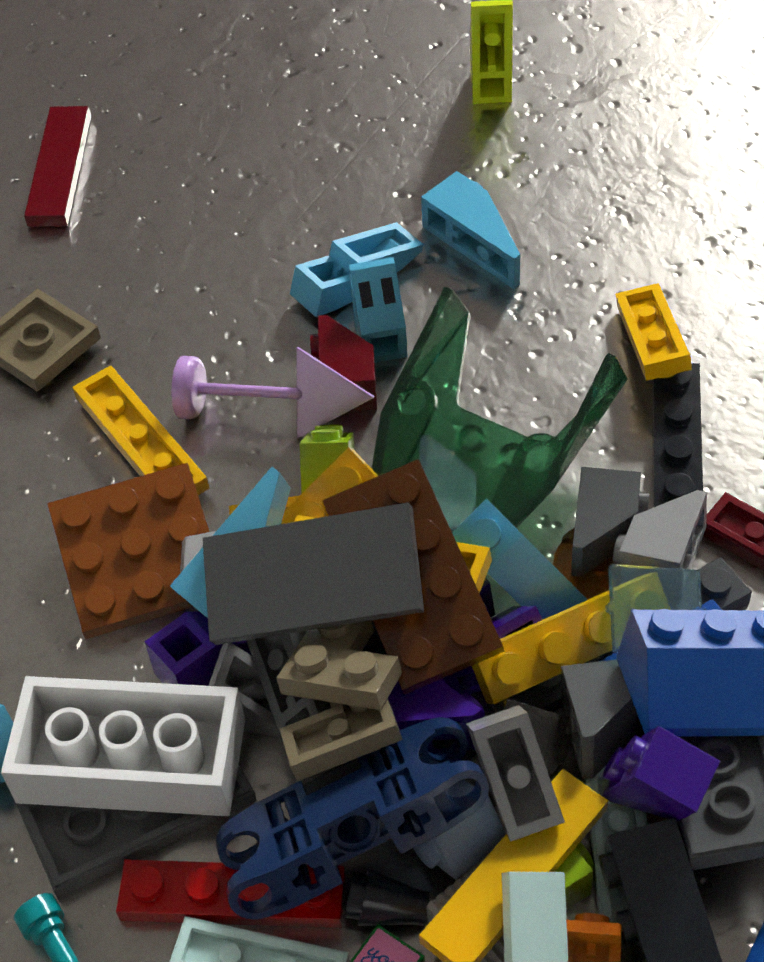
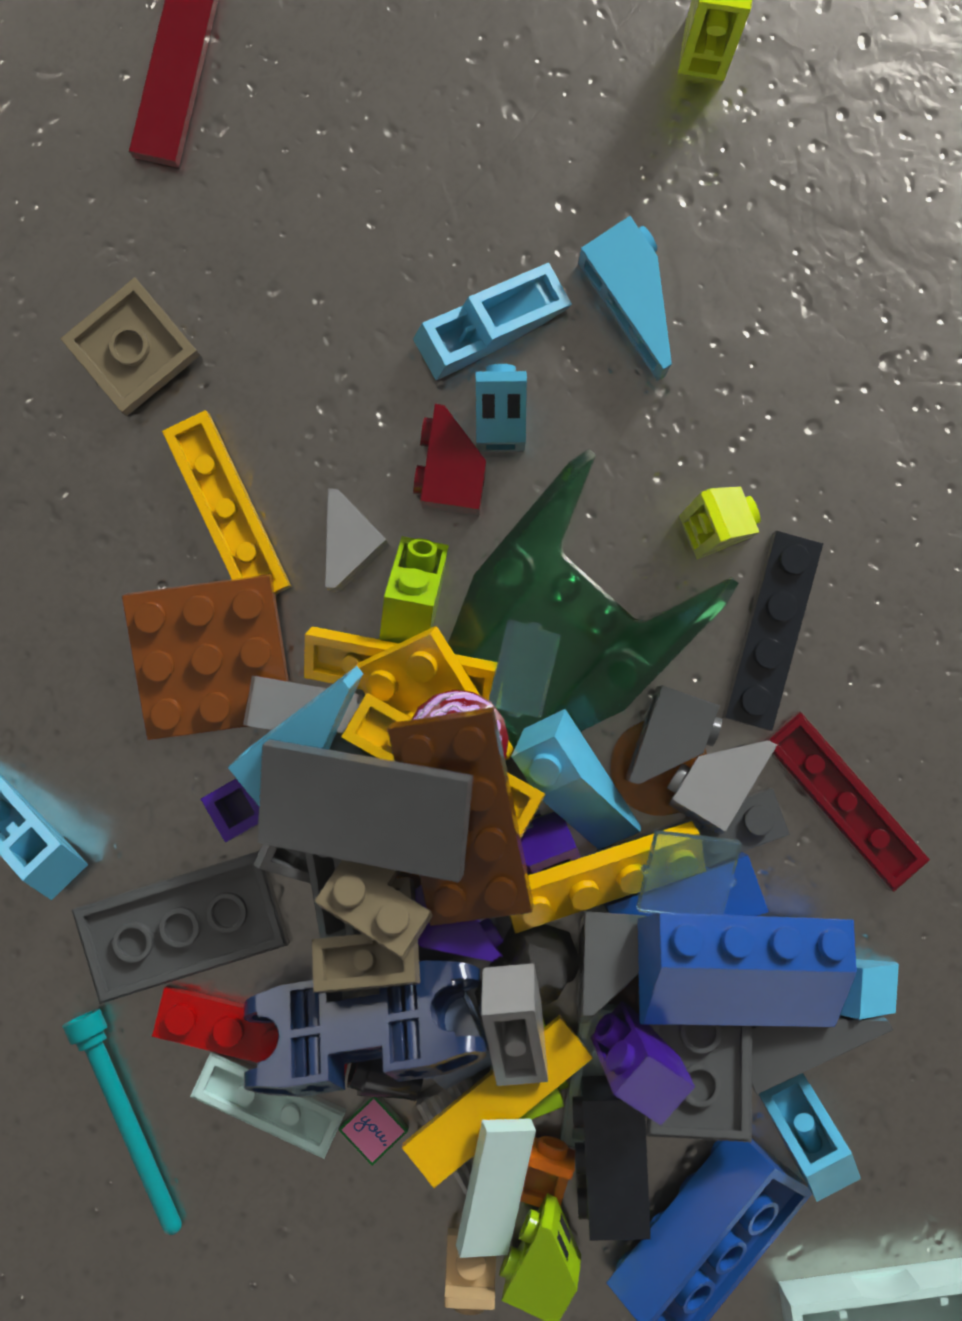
camera: 10 degrees right, 35 degrees up
(125, 745) = (170, 903): white brick -> none
(264, 435) = (349, 543): none -> light grey slope
(319, 393) = (415, 508): lavender piece -> none
(588, 338) = (719, 520): none -> neon yellow slope
(653, 332) = (786, 499): yellow plate -> none

